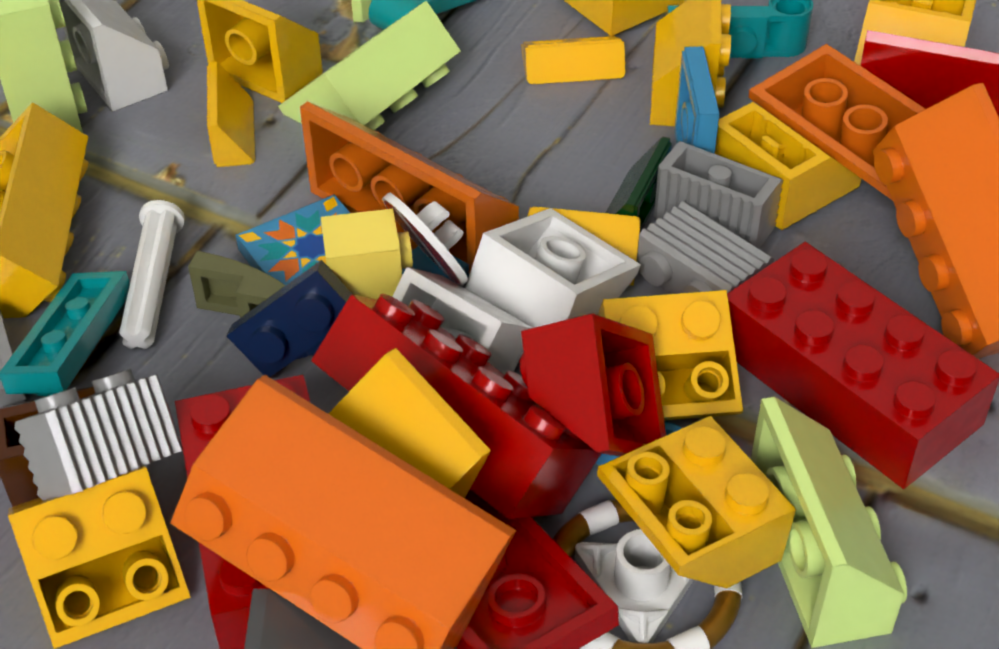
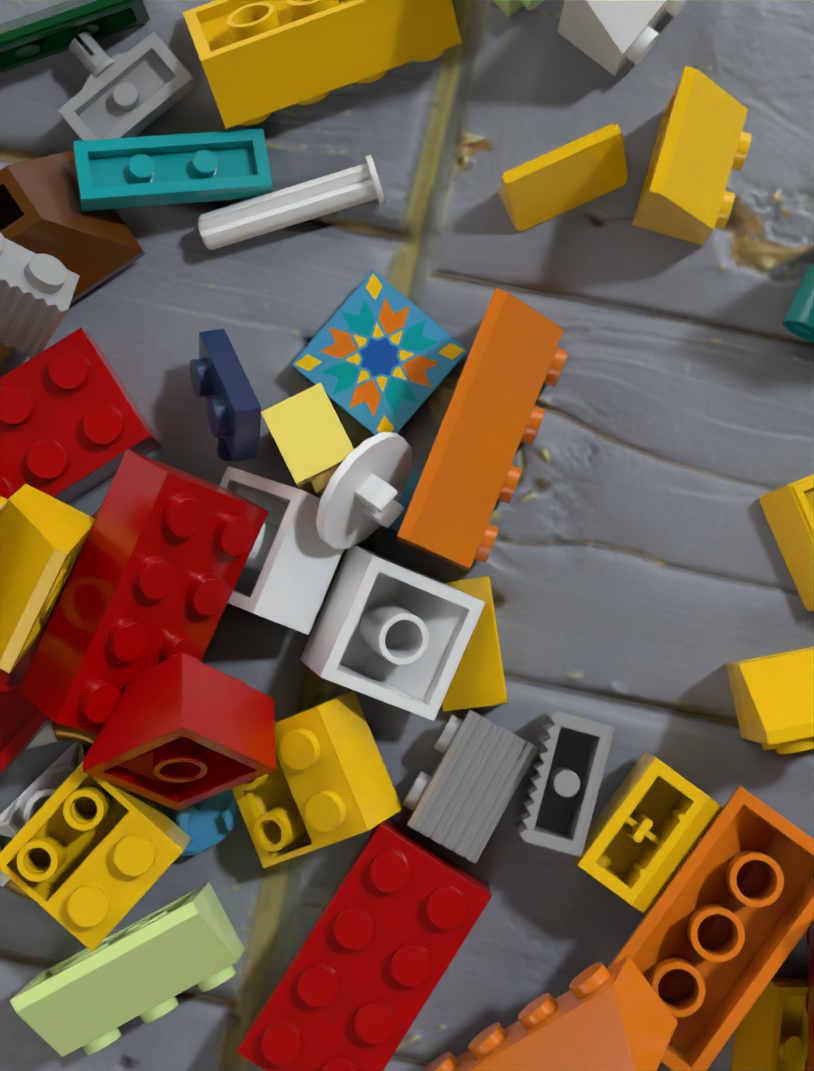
camera: 75 degrees right, 40 degrees up
(228, 284) = (277, 336): olive slope -> none
(382, 71) = (685, 315): yellowish green slope -> none
(638, 189) = (573, 679): dark green slope -> none
(696, 102) = (679, 731): dark azure tile -> none

